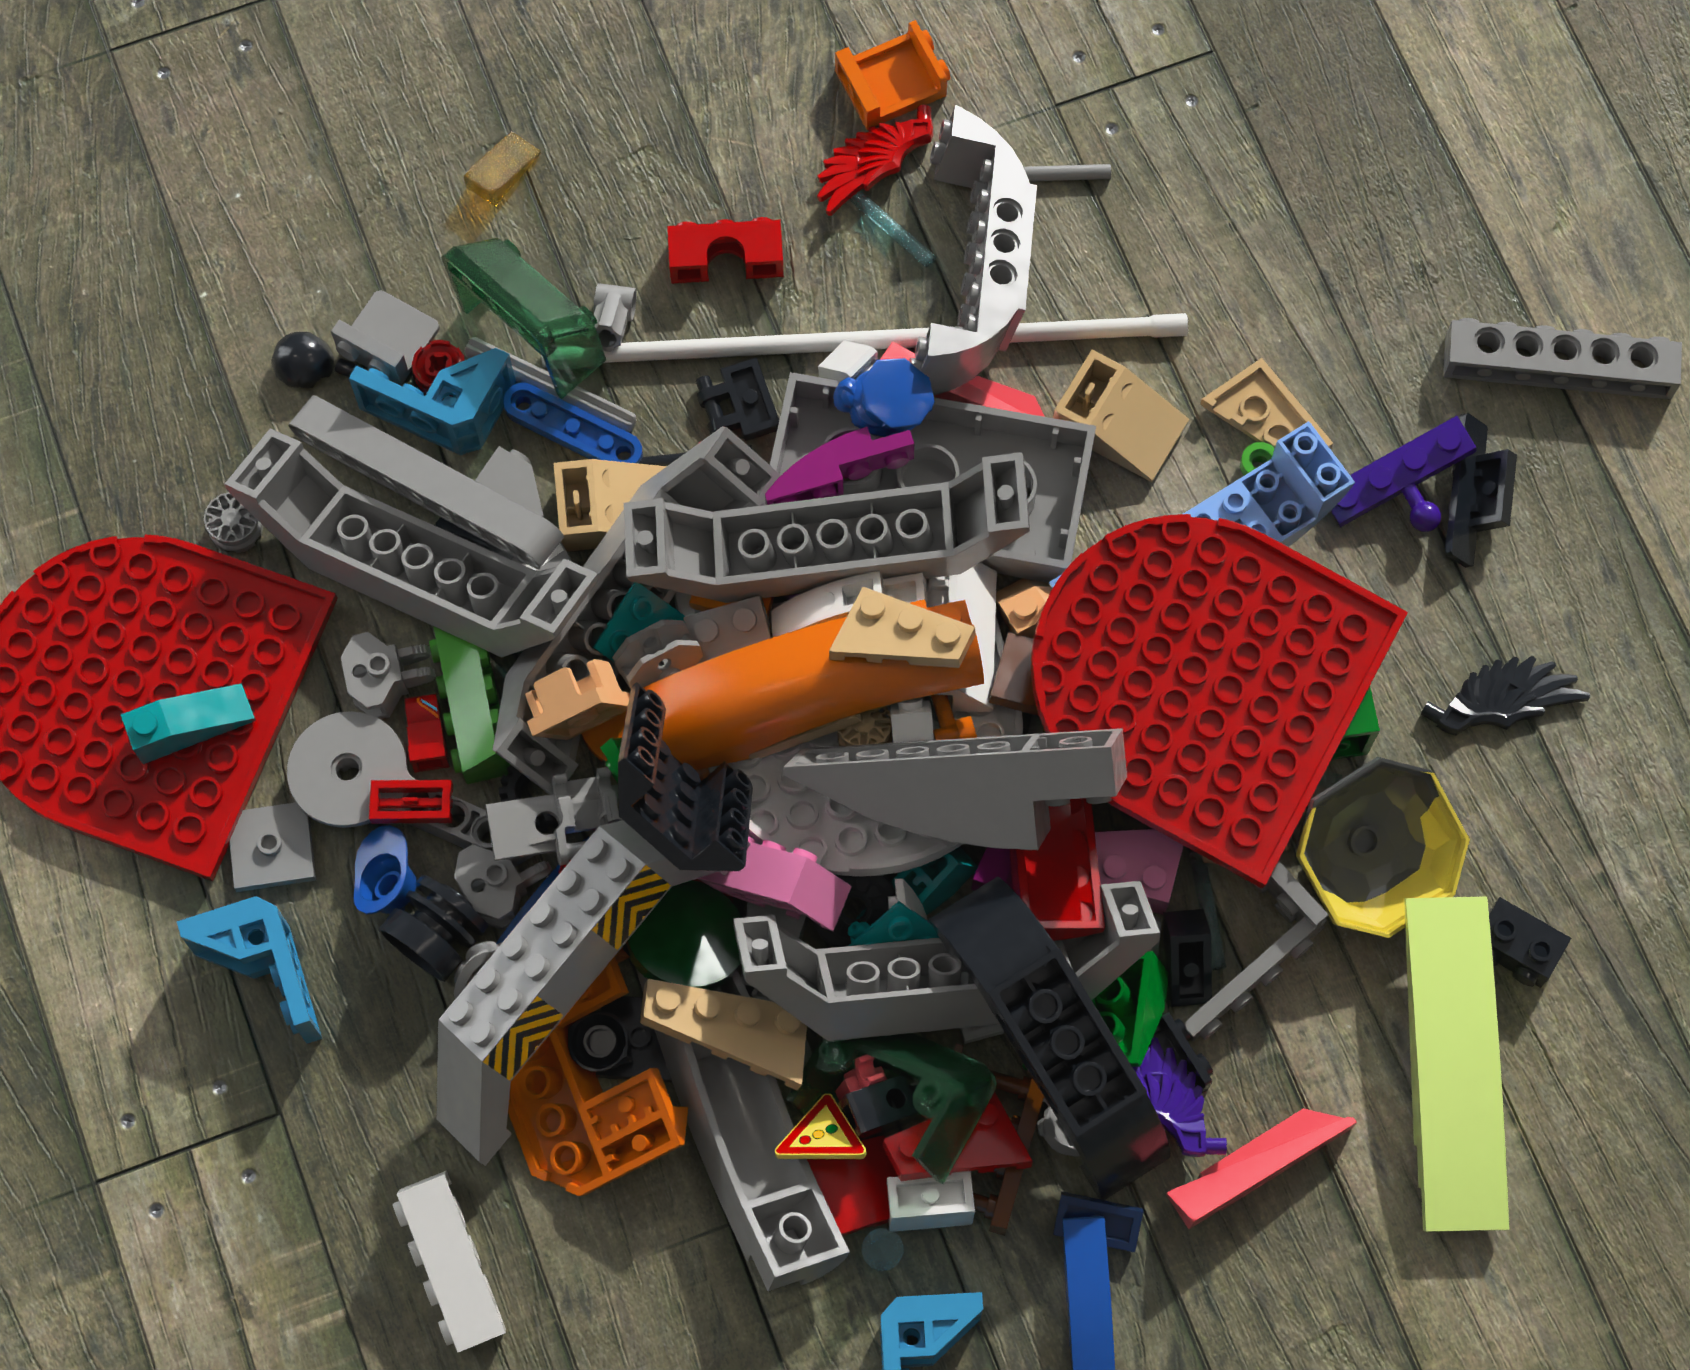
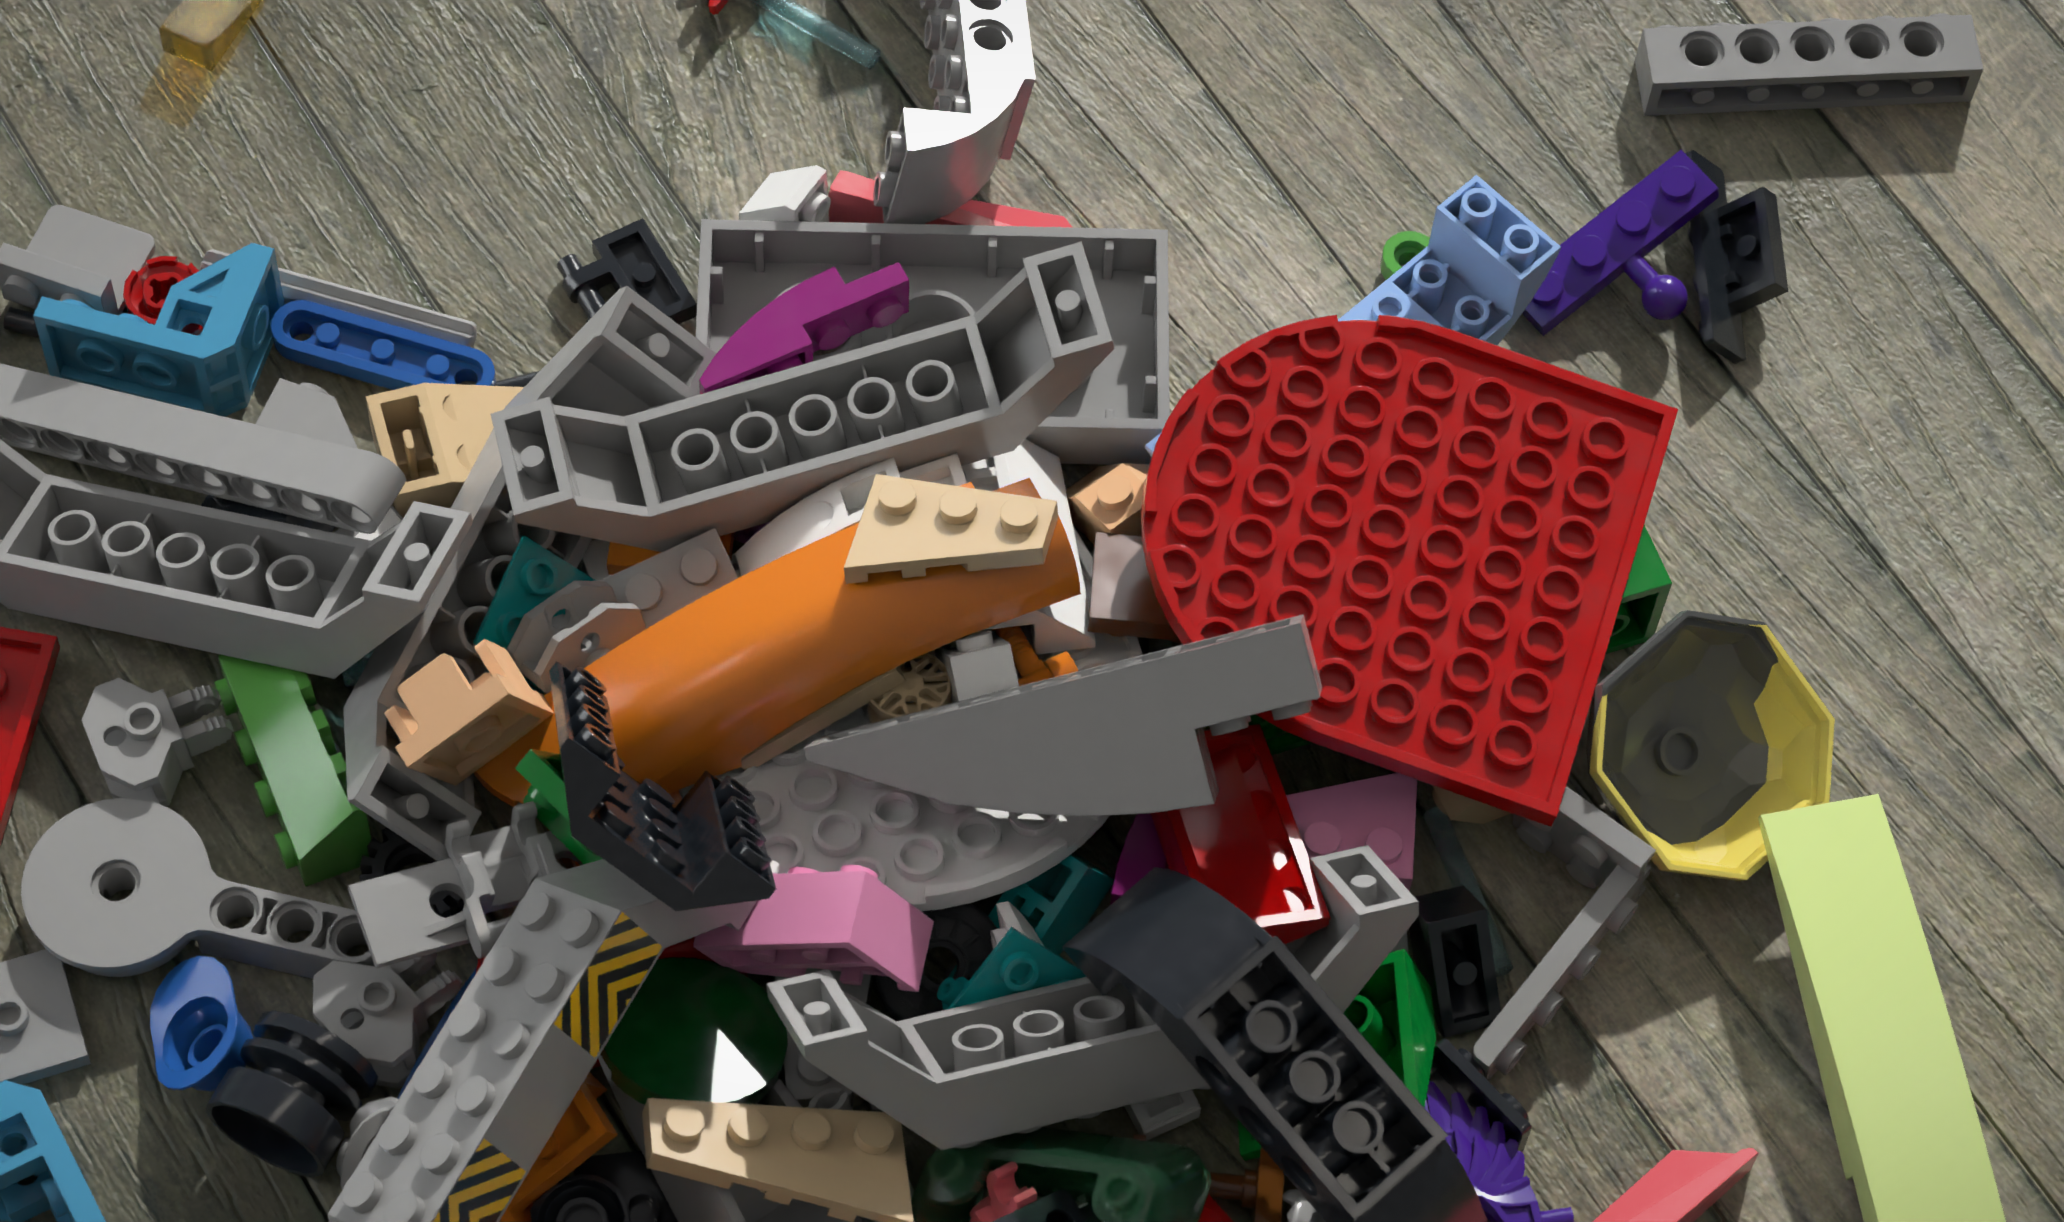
camera: 15 degrees left, 10 degrees down
(410, 786) = (229, 922): red tile -> none
(426, 733) = (231, 819): red leg -> none
(530, 305) = (242, 146): clear green windscreen -> none
(613, 309) = (415, 188): light grey piece -> none
(754, 241) = (609, 64): red arch -> none
(887, 397) = (854, 223): blue piece -> none
(1130, 418) = (1219, 229): tan slope -> none
(1155, 326) = (367, 254): white piece -> none
(1259, 405) = (1386, 182): tan wing -> none
(1505, 696) = (1832, 528): black animal -> none
(1524, 943) = (1947, 861): black brick -> none

